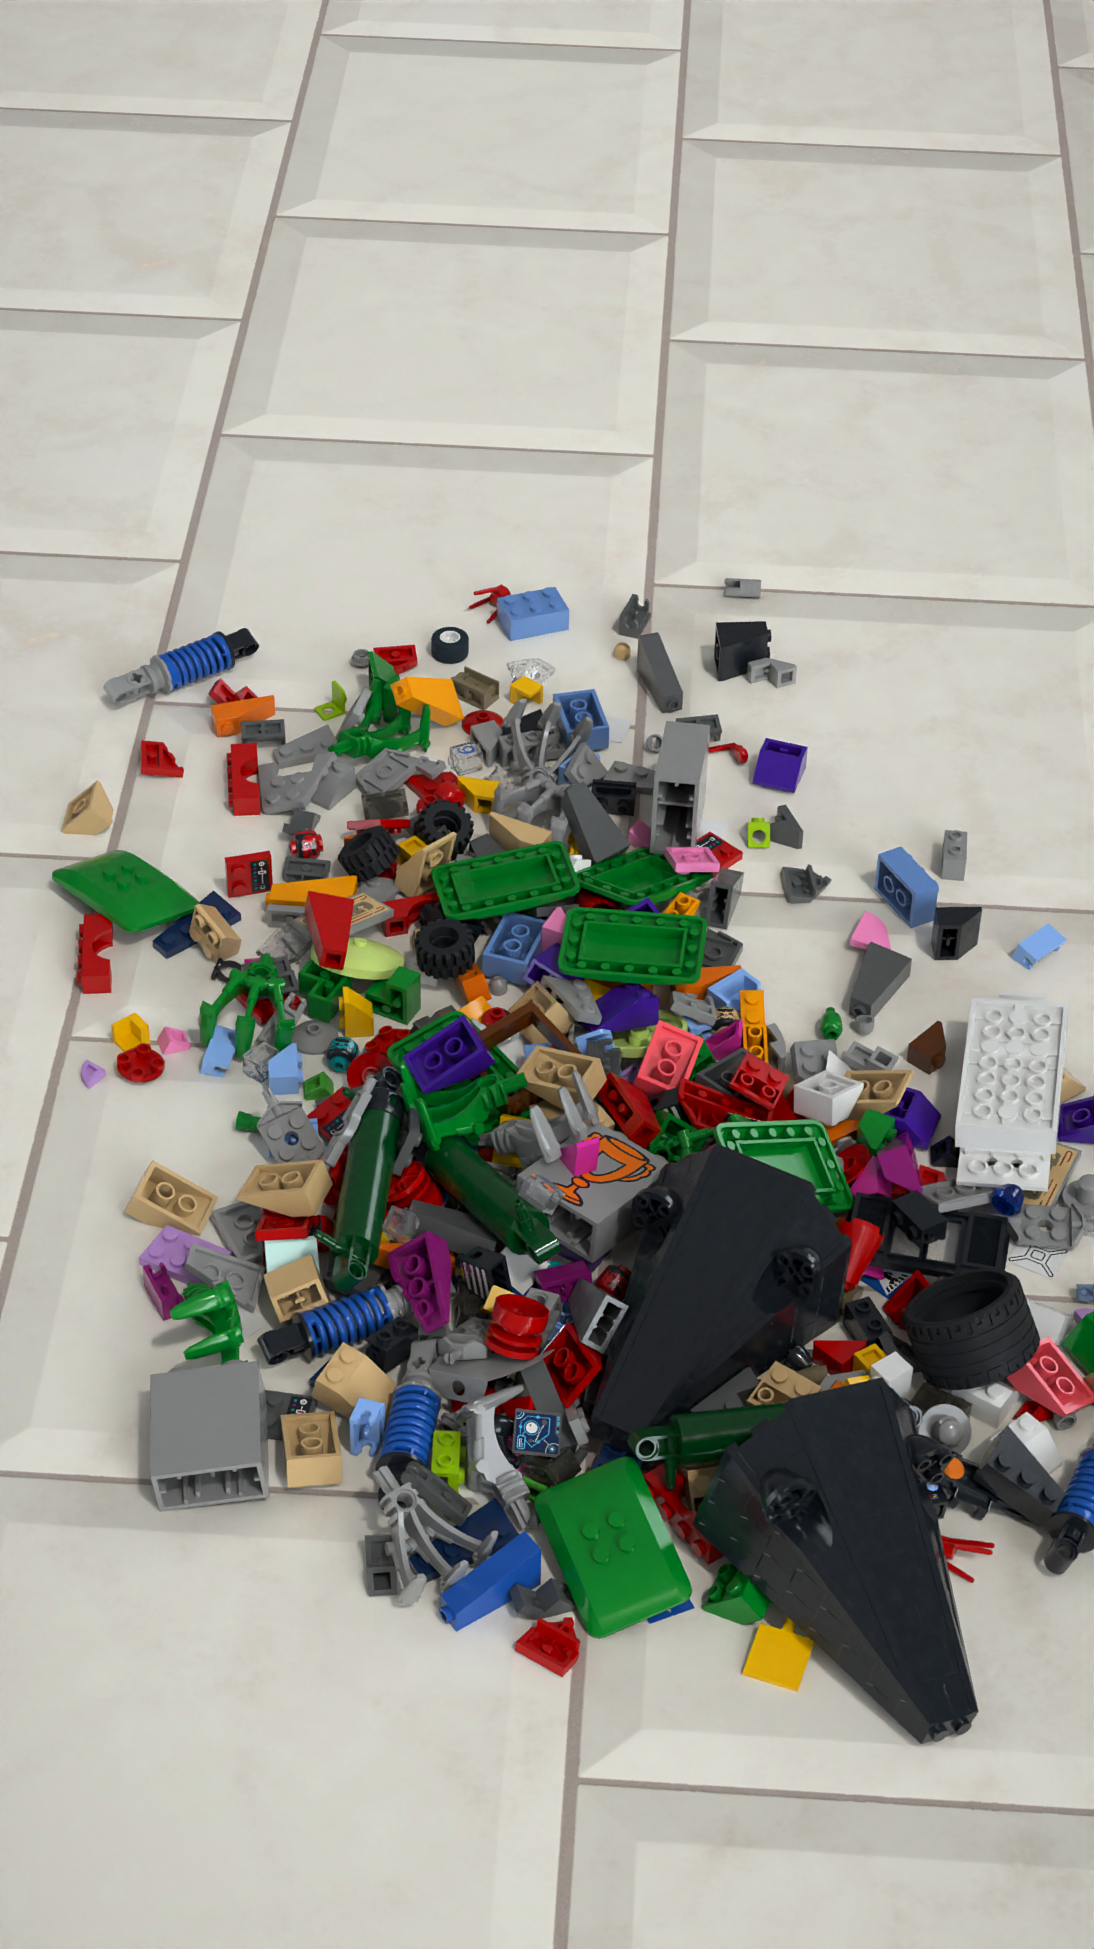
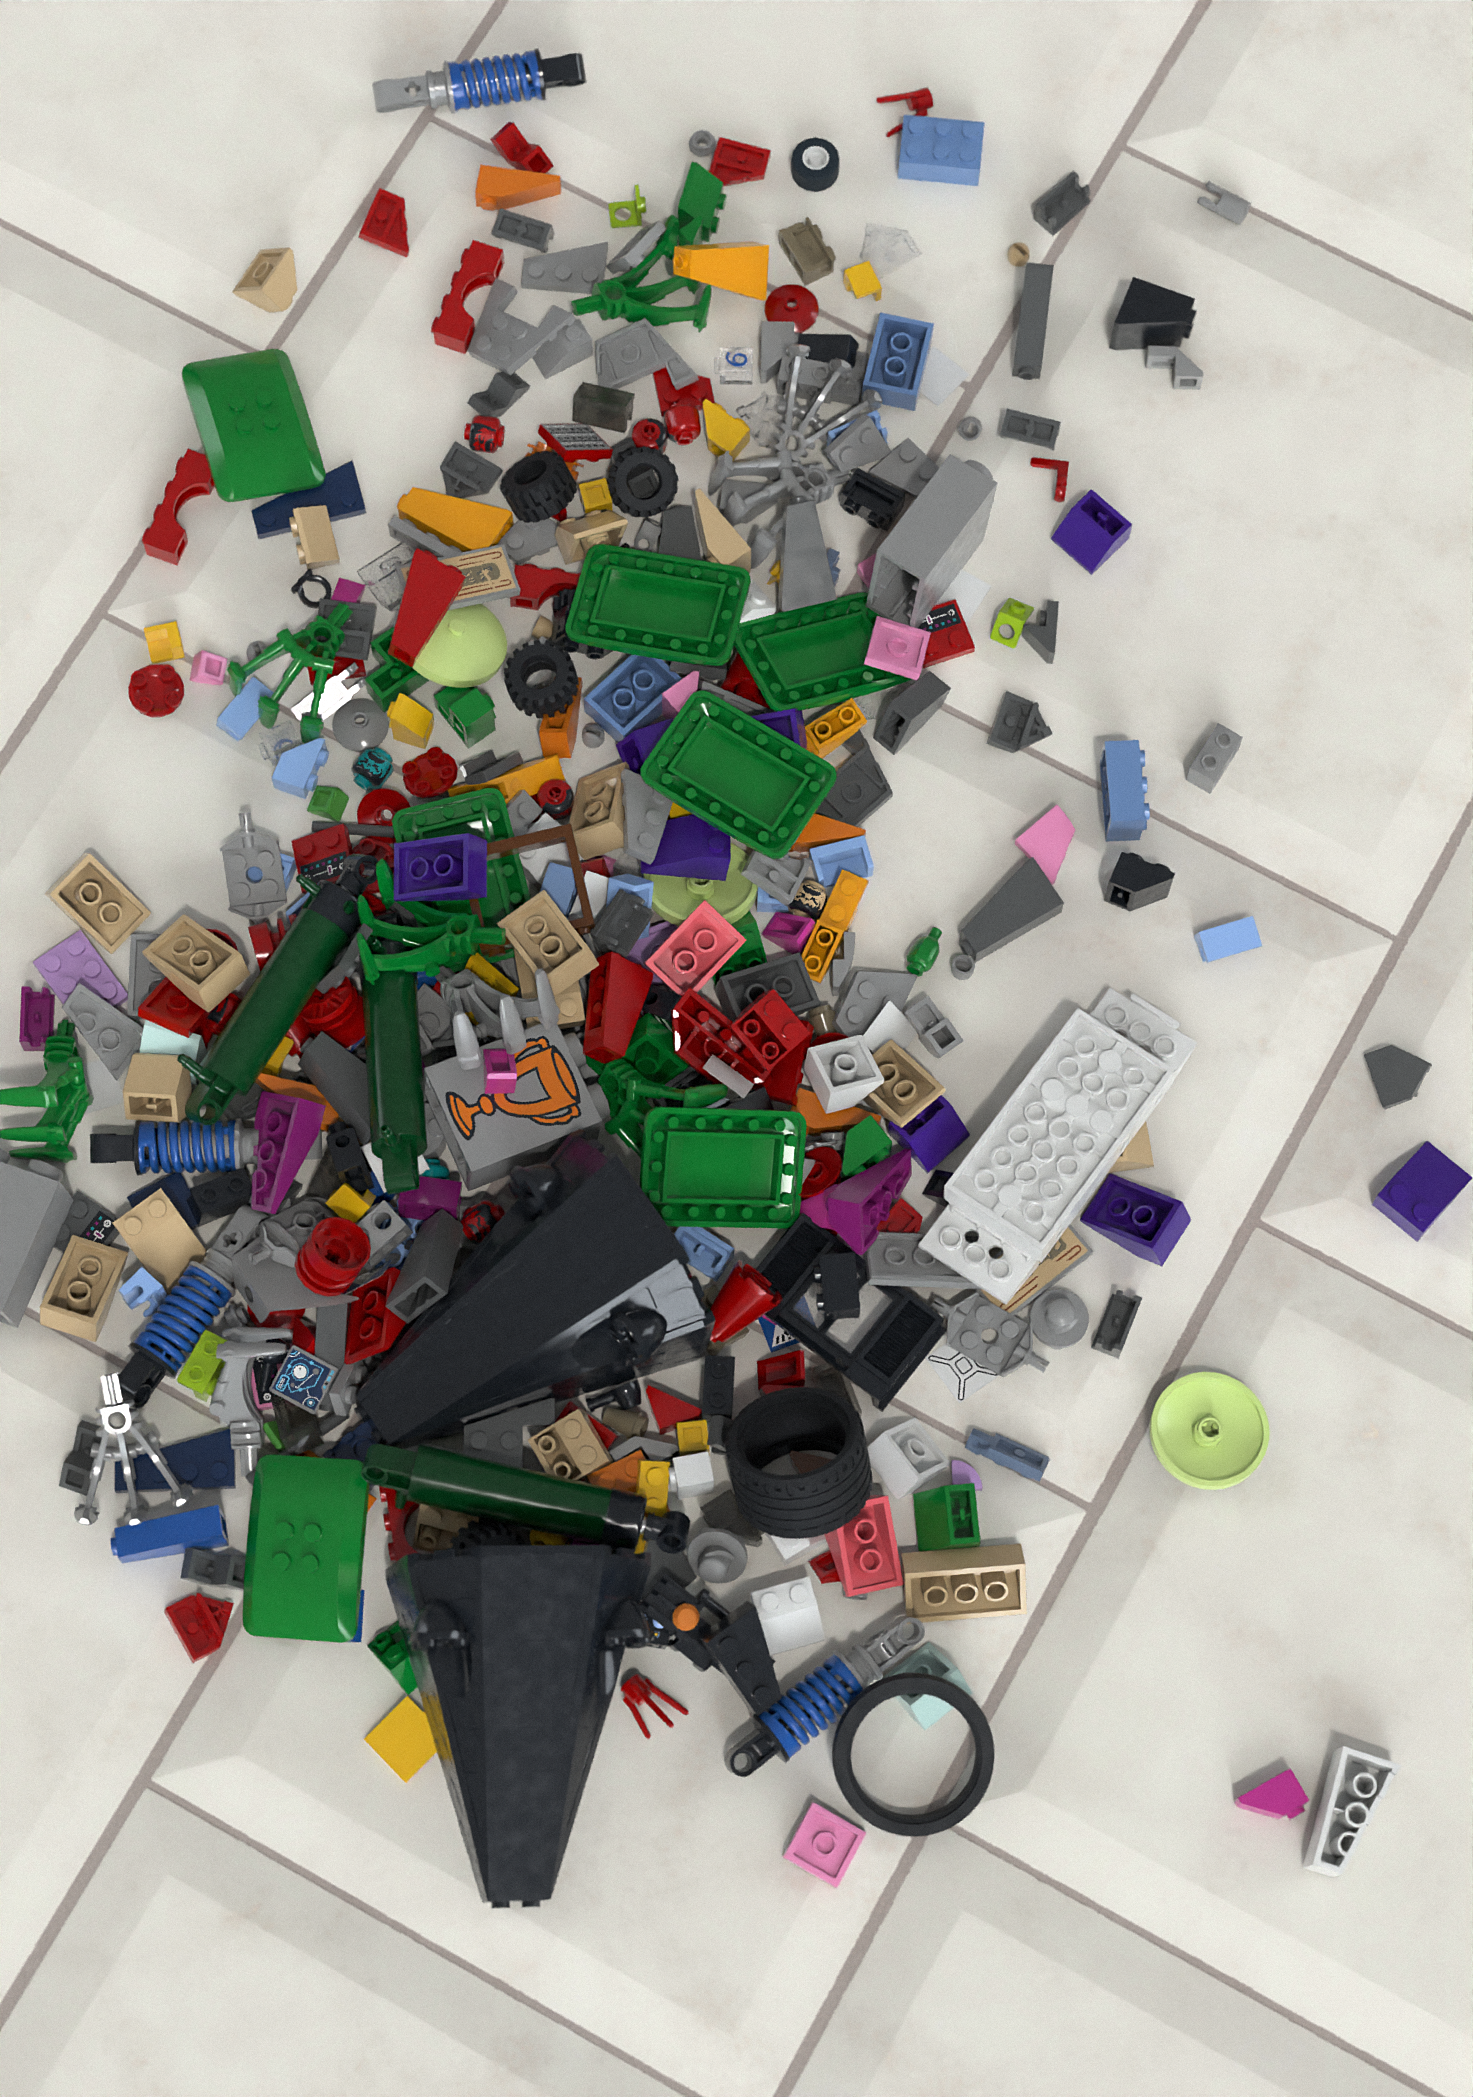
camera: 25 degrees right, 30 degrees up
(91, 1074) = (101, 680): lavender tile -> none
(246, 1122) = (227, 822): green pin -> none
(248, 874) = (394, 460): red plate -> none
(351, 1119) = (295, 911): light grey piece -> none
(400, 1225) = (286, 1068): clear brick -> none
(437, 1492) = (170, 1409): dark grey hinge -> none
(541, 1193) = (431, 1109): clear brick -> none
(928, 1049) = (1011, 1036): reddish brown slope -> none
(1008, 1199) = (957, 1297): clear blue cone -> none

